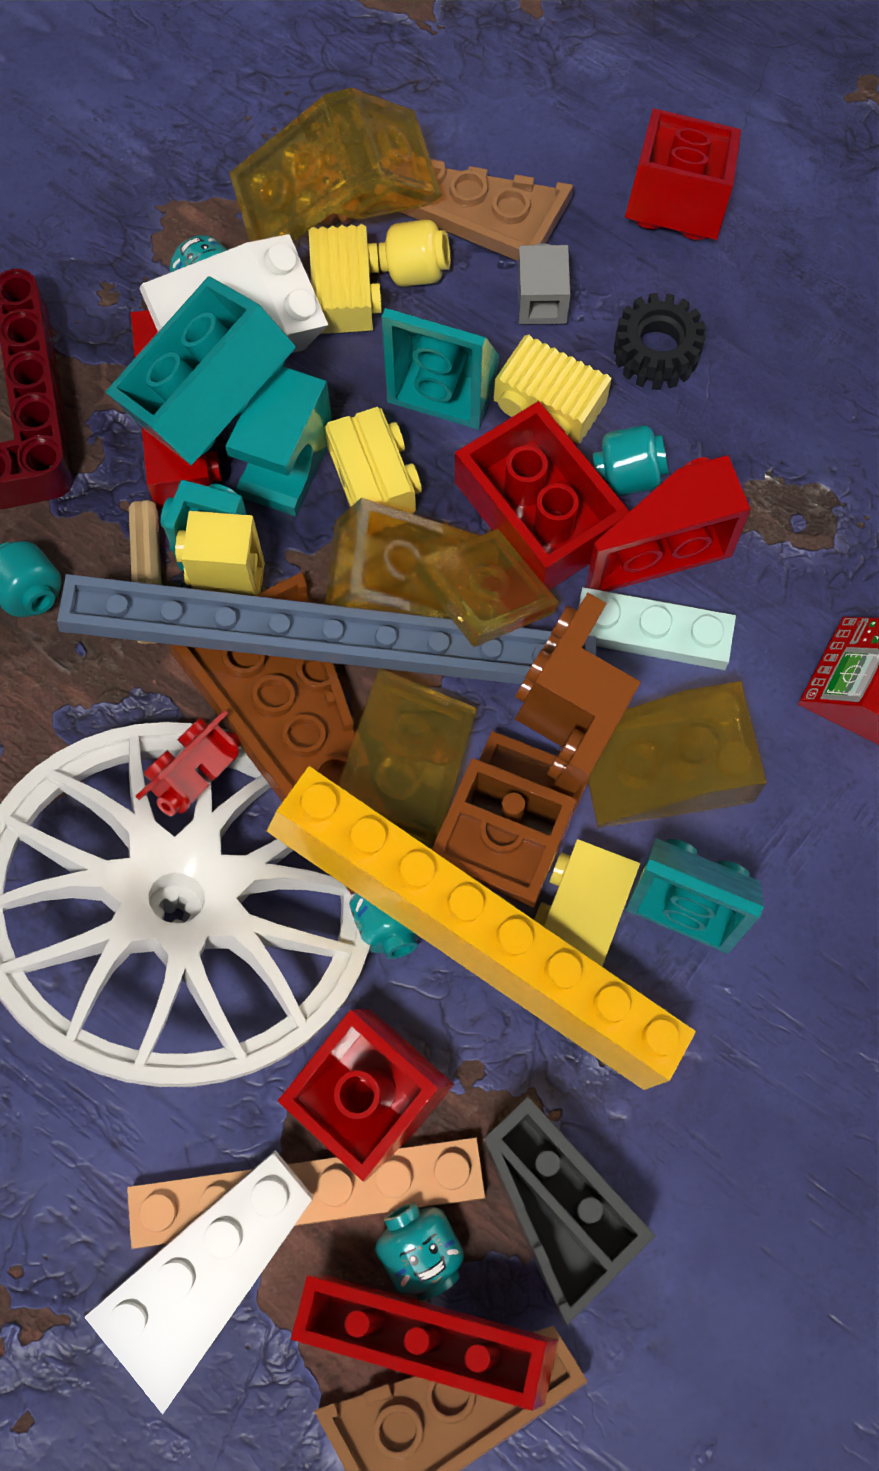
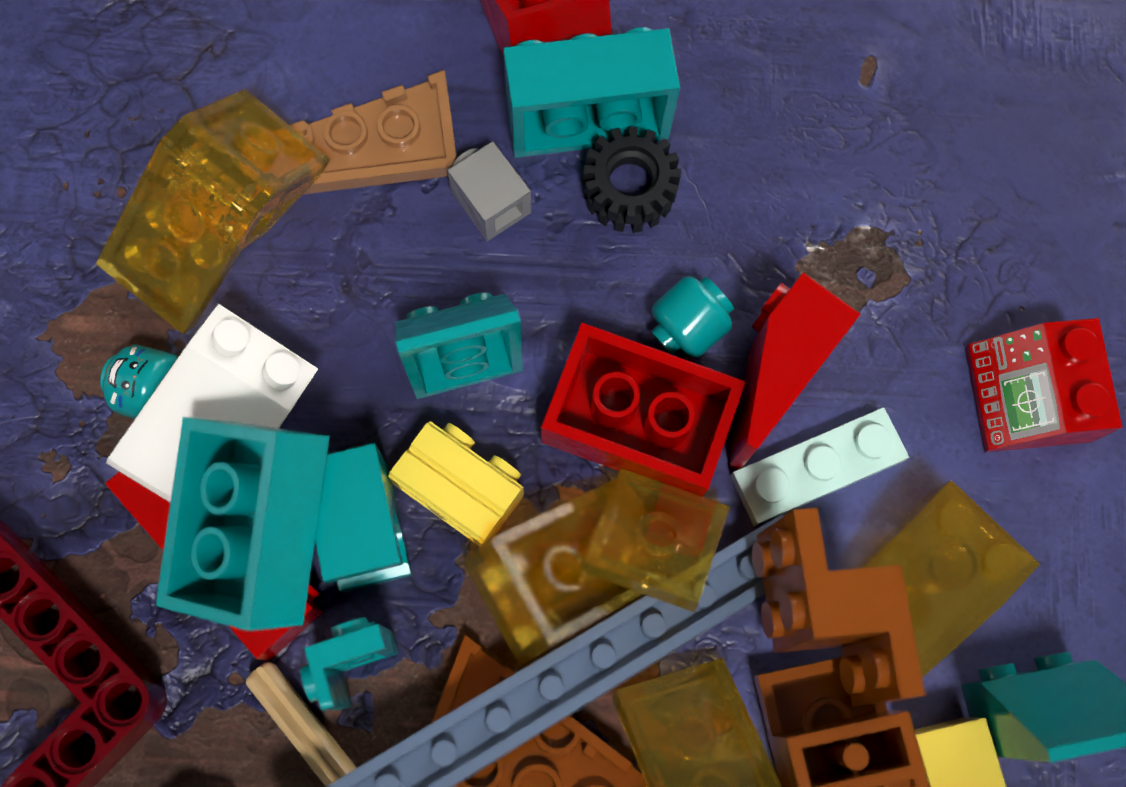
camera: 40 degrees left, 5 degrees up
(221, 553) = (387, 687): light yellow brick -> none
(342, 278) = (288, 303): light yellow brick -> none
(415, 253) = (341, 233): light yellow head -> none
(559, 382) = (568, 290): light yellow brick -> none
(666, 246) = (584, 87): none -> teal brick

